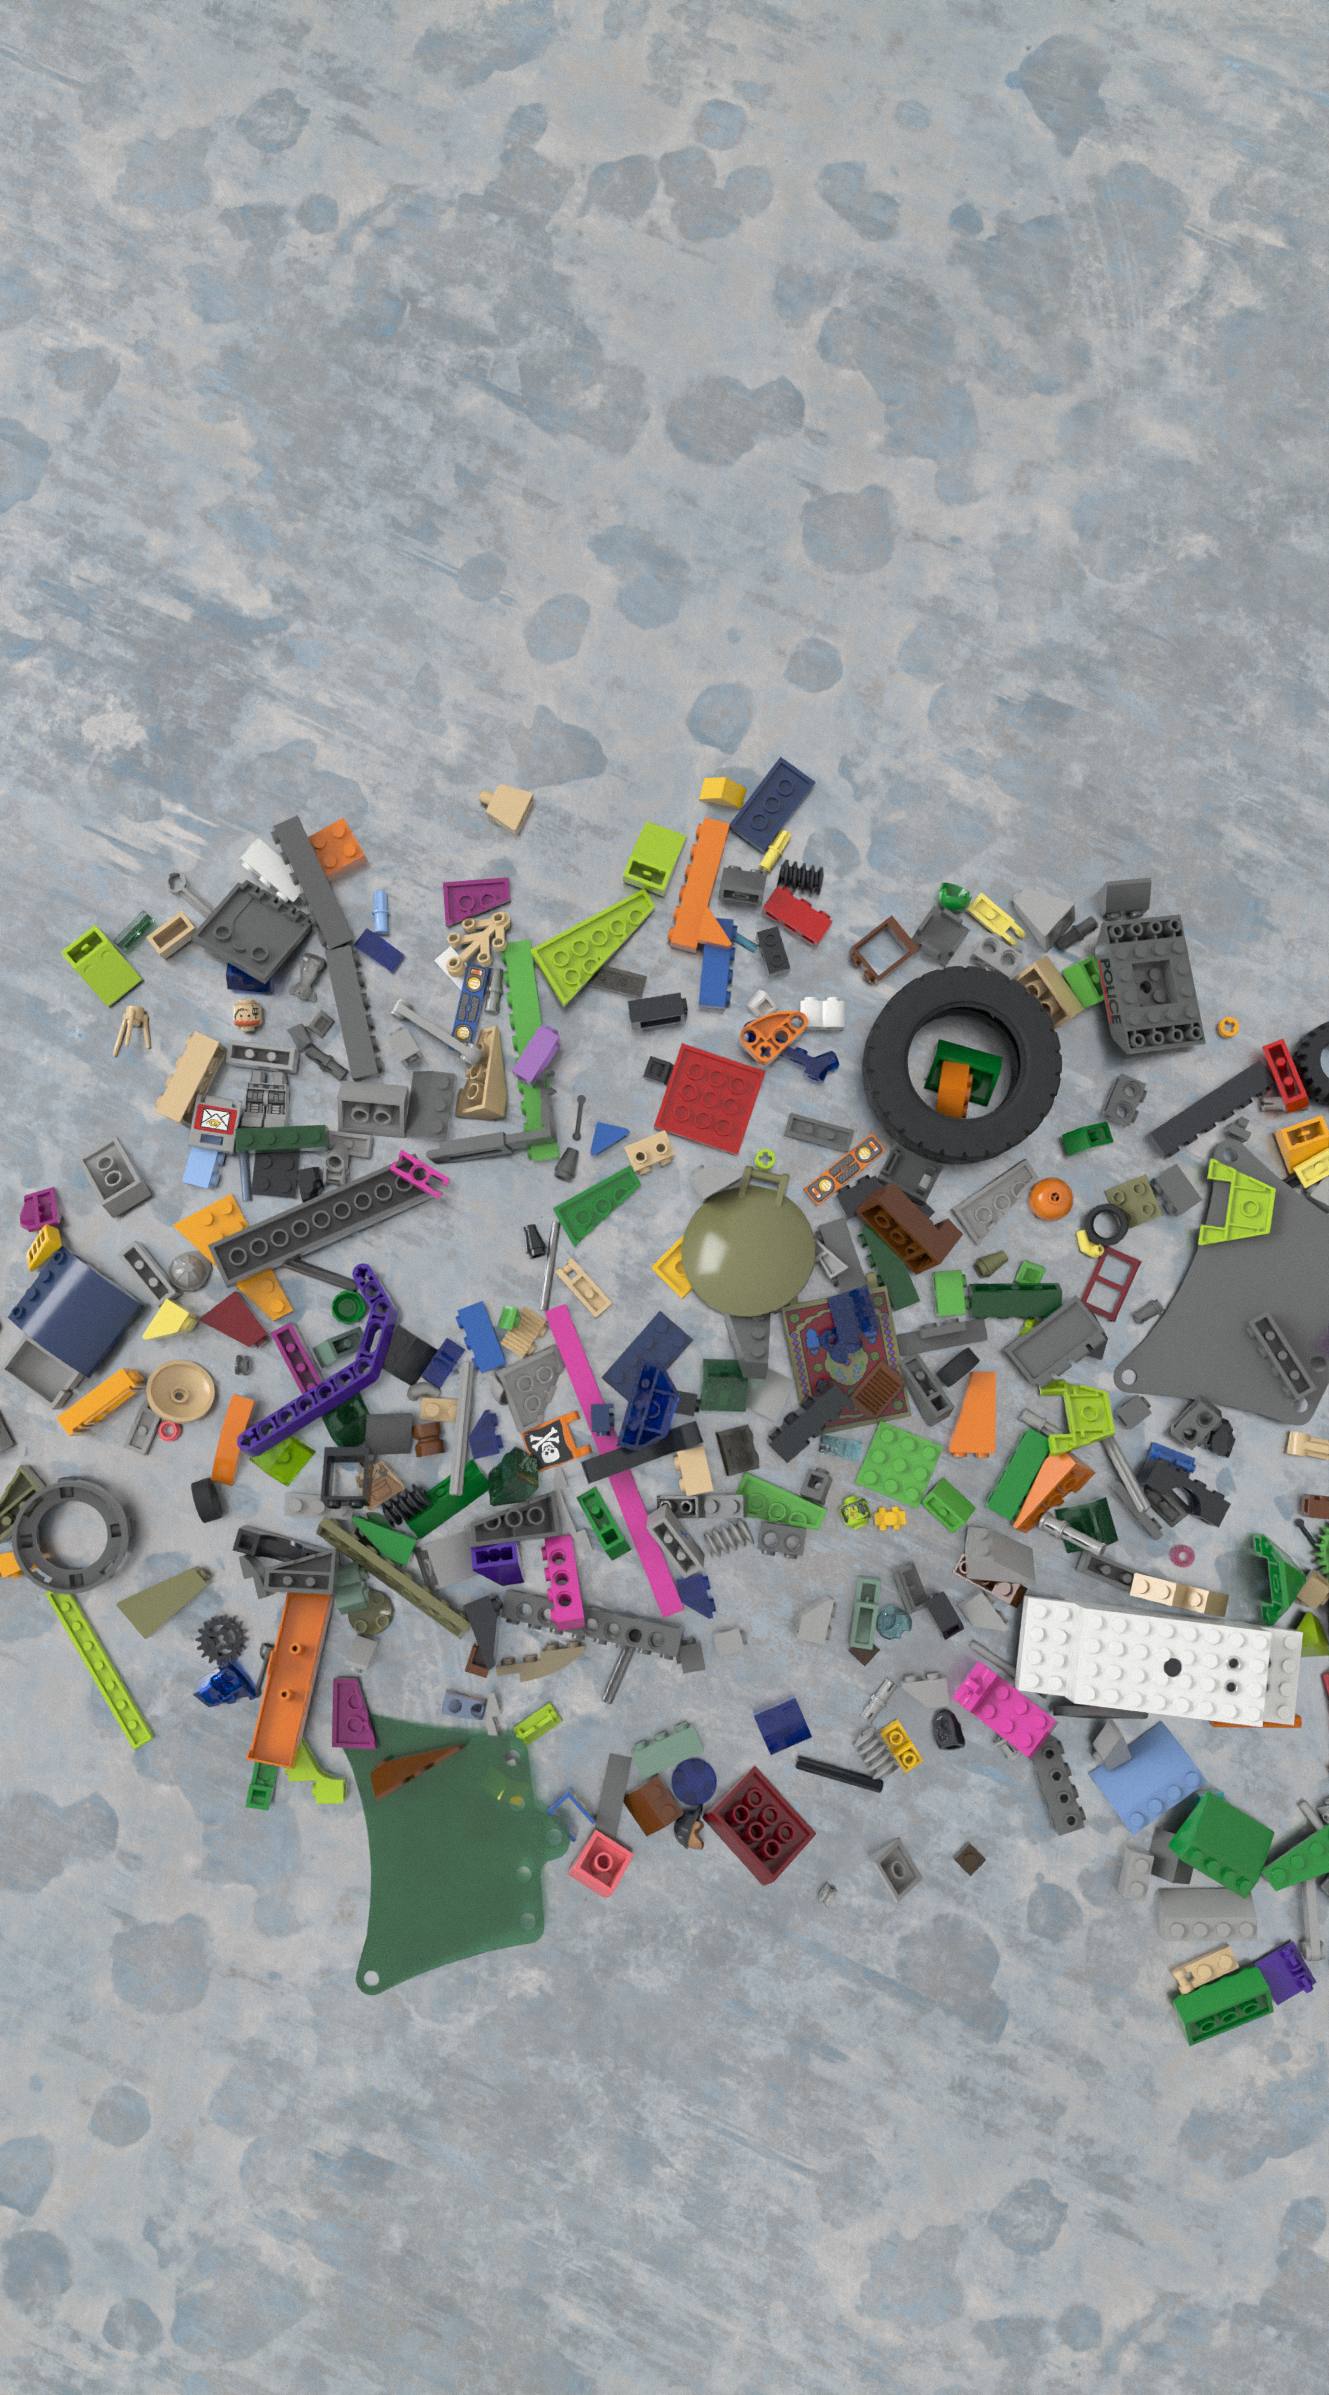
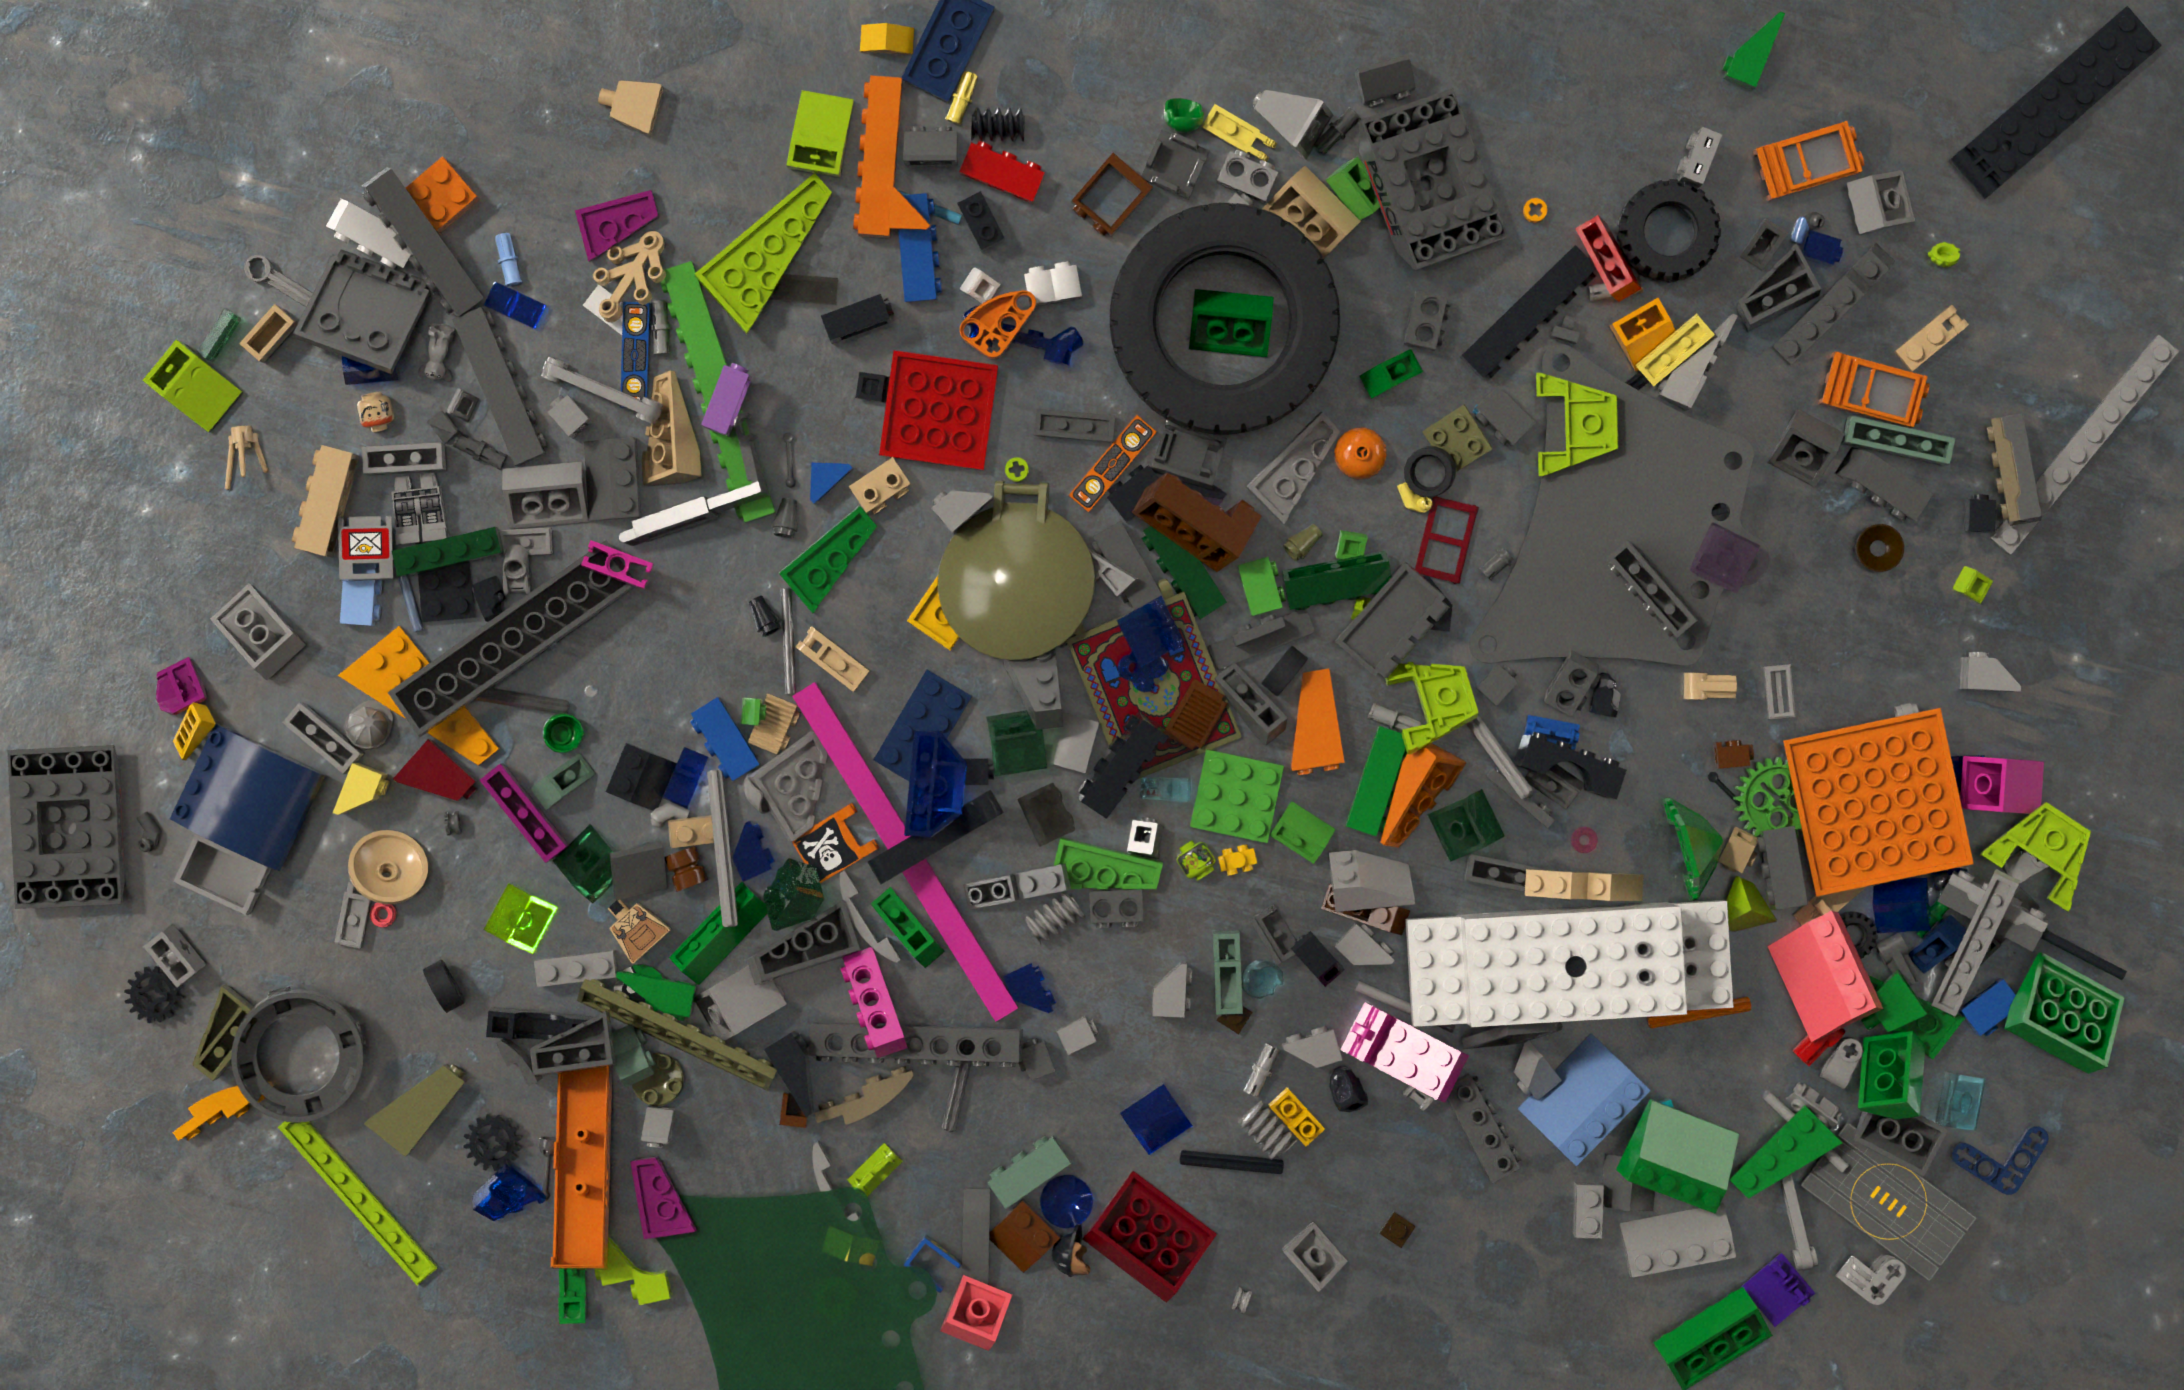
camera: 10 degrees left, 5 degrees up
(101, 1401) = (299, 895): light orange door -> none
(228, 1454) = (460, 911): orange slope -> none
(336, 1382) = (568, 822): dark purple beam -> none
(346, 1455) = (596, 904): black window -> none
(400, 1770) = (726, 1251): reddish brown wedge -> none
(406, 1505) = (676, 948): black piece -> none
(463, 1706) = (785, 1165): sand blue leg -> none
(498, 1563) = (795, 994): dark purple slope -> none
(601, 1419) = (882, 807): dark blue brick -> none
(675, 1541) = (993, 931): light grey brick -> none
(694, 1471) = (999, 847): tan brick -> none
(954, 1090) = (1221, 350): orange brick -> none
(1062, 1531) = (1438, 836): light grey pin -> none
(1205, 1968) = (1687, 1301): tan plate -> none

